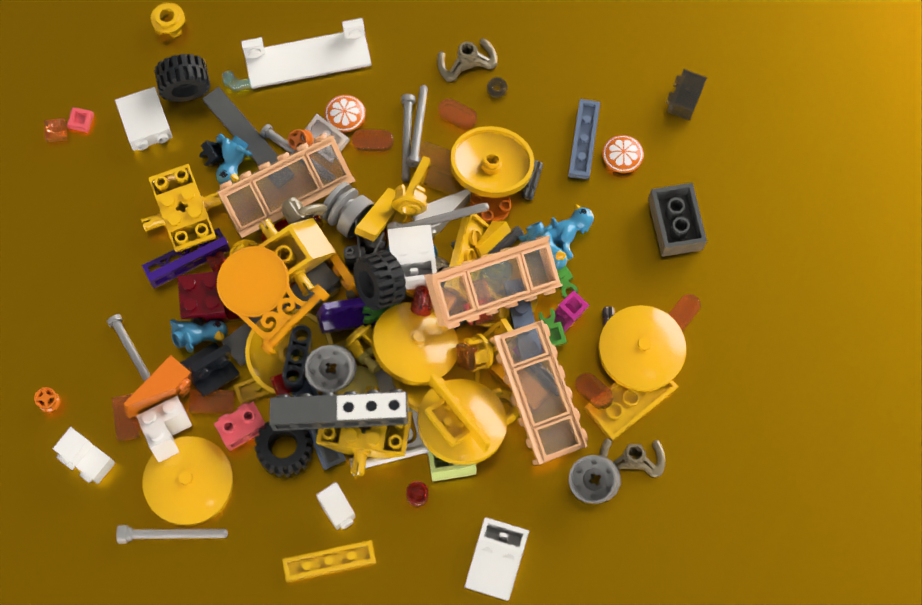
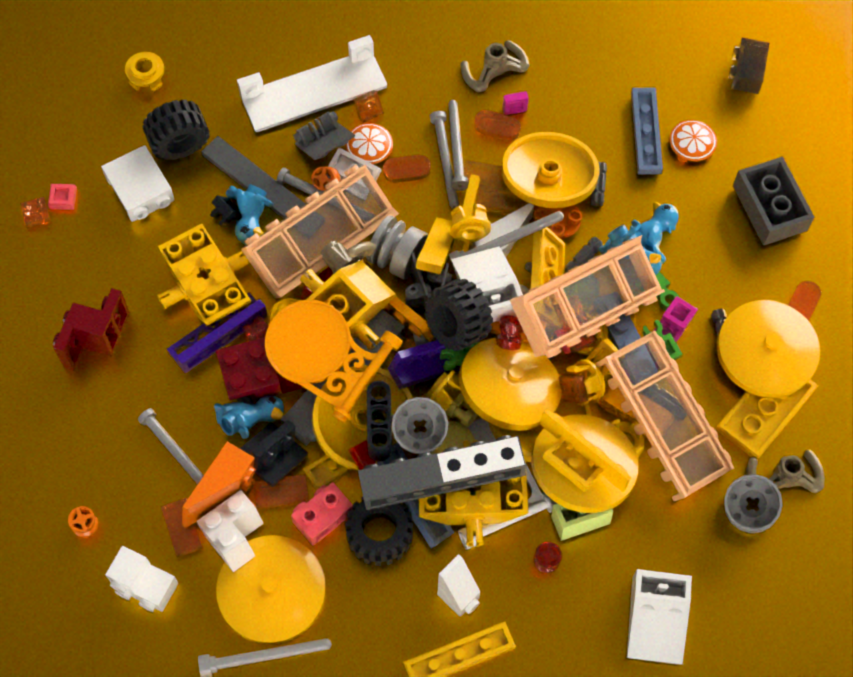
camera: 10 degrees left, 5 degrees down
(81, 240) = (91, 329): none -> dark red bracket
(235, 84) = (235, 130): clear light blue arm -> none
(306, 104) = (324, 139): none -> dark grey hinge
(350, 80) = (368, 106): none -> clear orange tile
(476, 97) = (515, 103): none -> dark pink tile
(493, 235) = (569, 251): yellow piece -> none
(497, 82) = (536, 84): clear smoke plate -> none
(594, 391) = (724, 405): clear orange tile -> none

